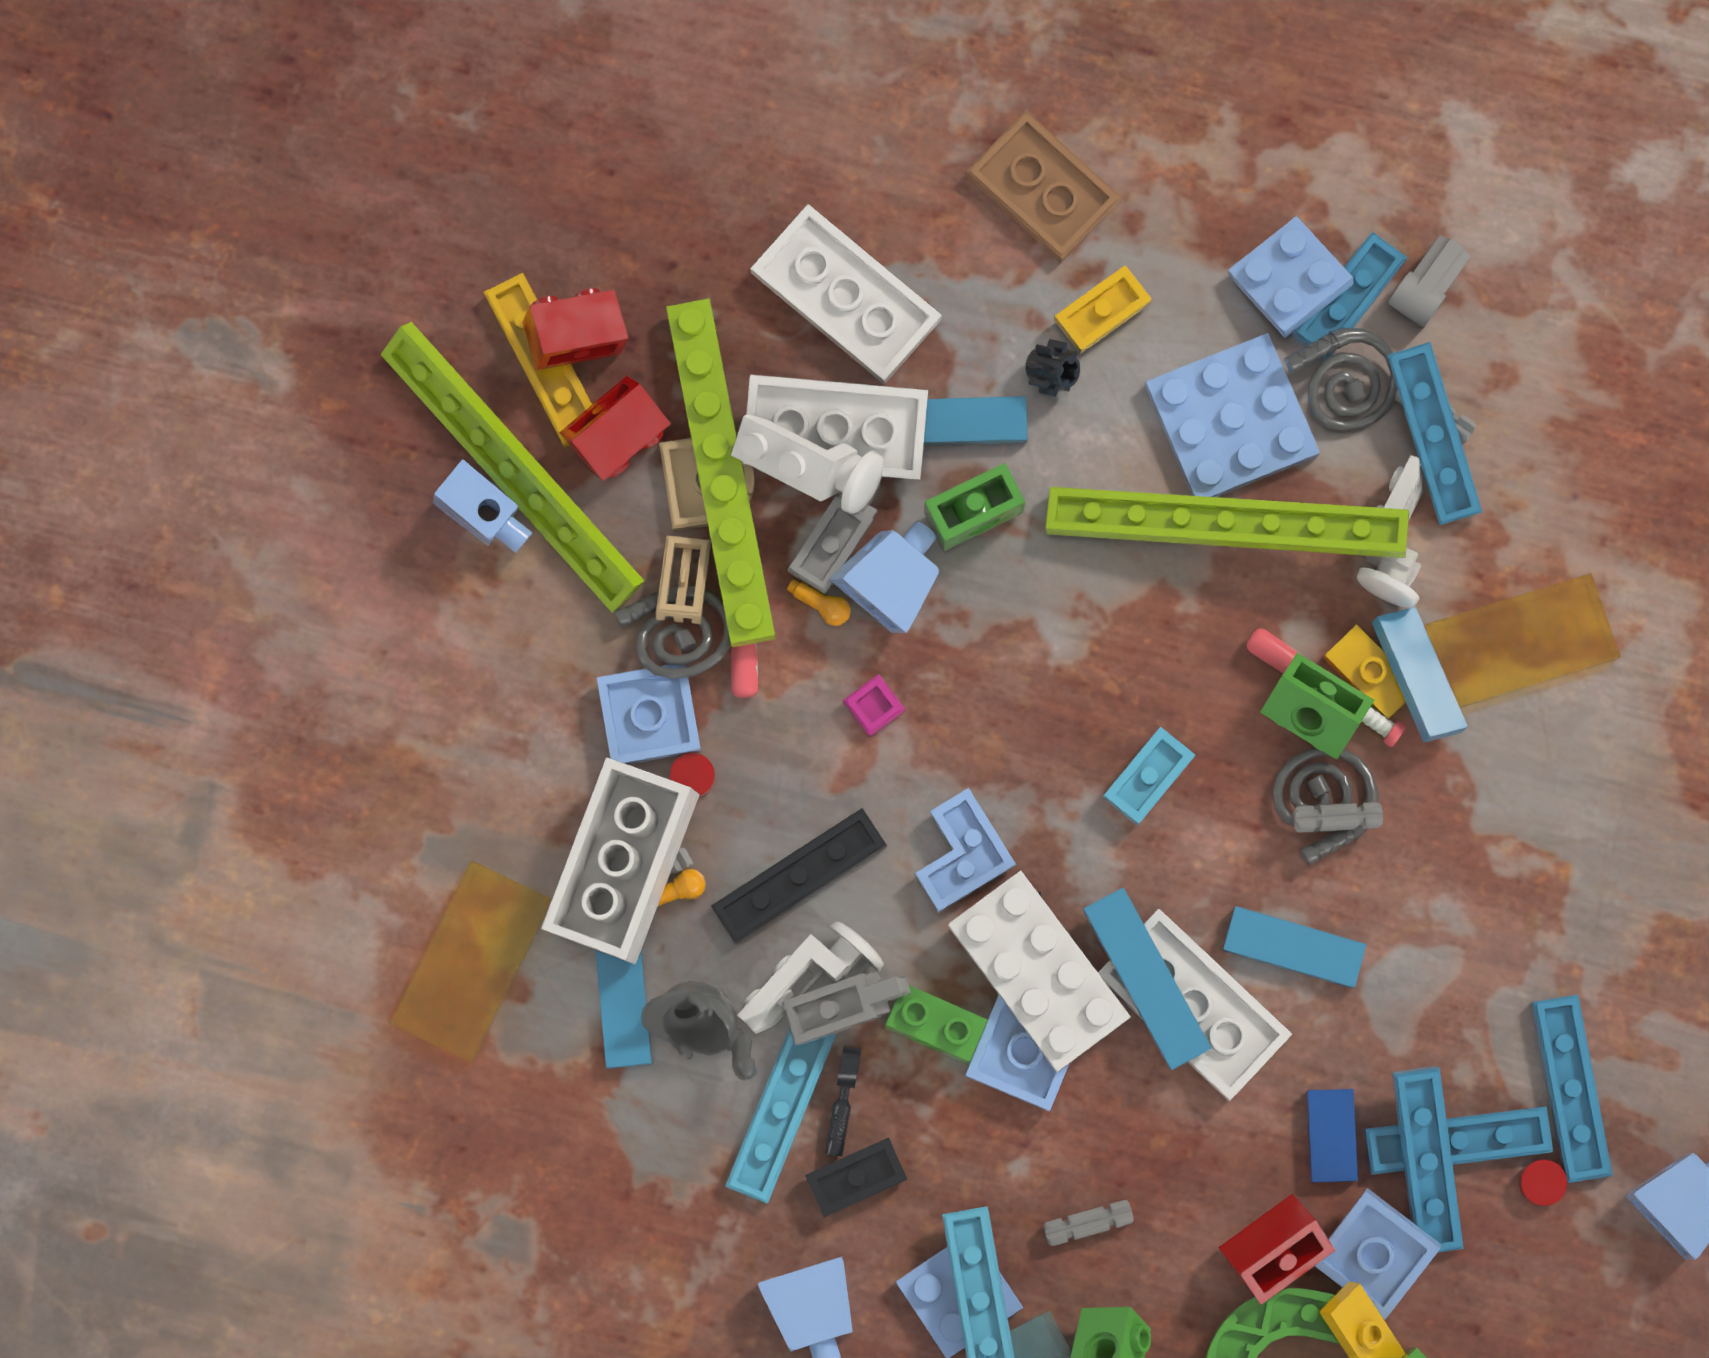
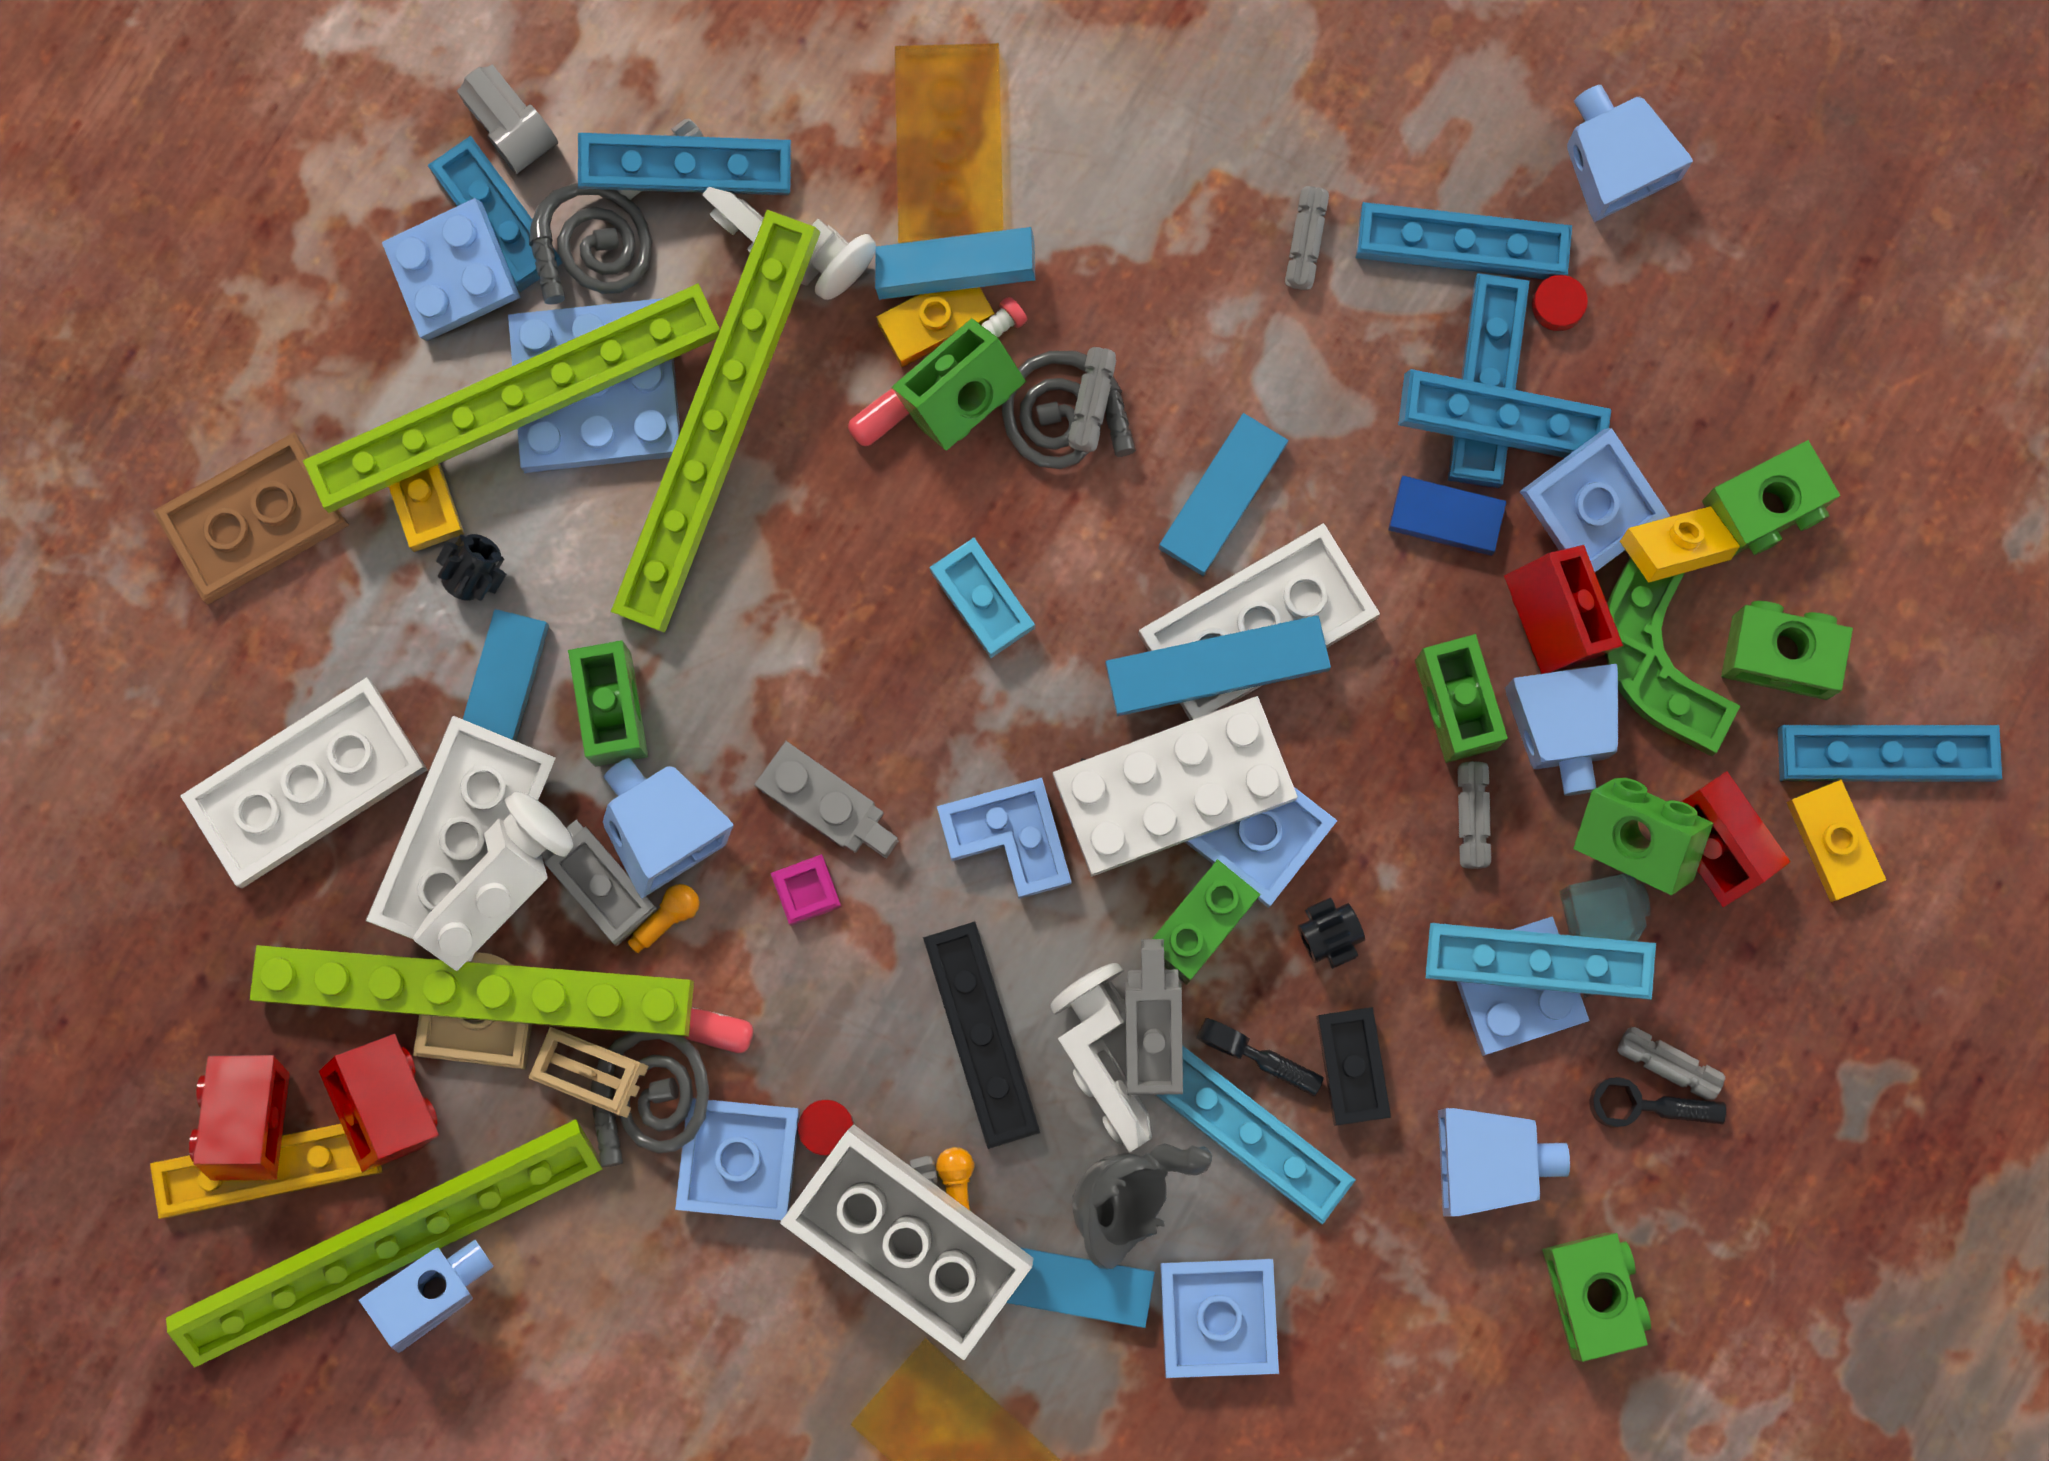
camera: 75 degrees left, 0 degrees up
(629, 1123) = (1219, 1318): none -> light blue plate
(948, 699) = (825, 801): none -> light grey hinge
(957, 1130) = (1331, 933): none -> black gear
(1178, 1183) = (1460, 698): none -> bright green brick
(1186, 1279) = (1568, 721): none -> light blue torso
(1198, 359) = (512, 398): none -> lime plate
(1533, 957) = (1307, 238): none -> light grey axle

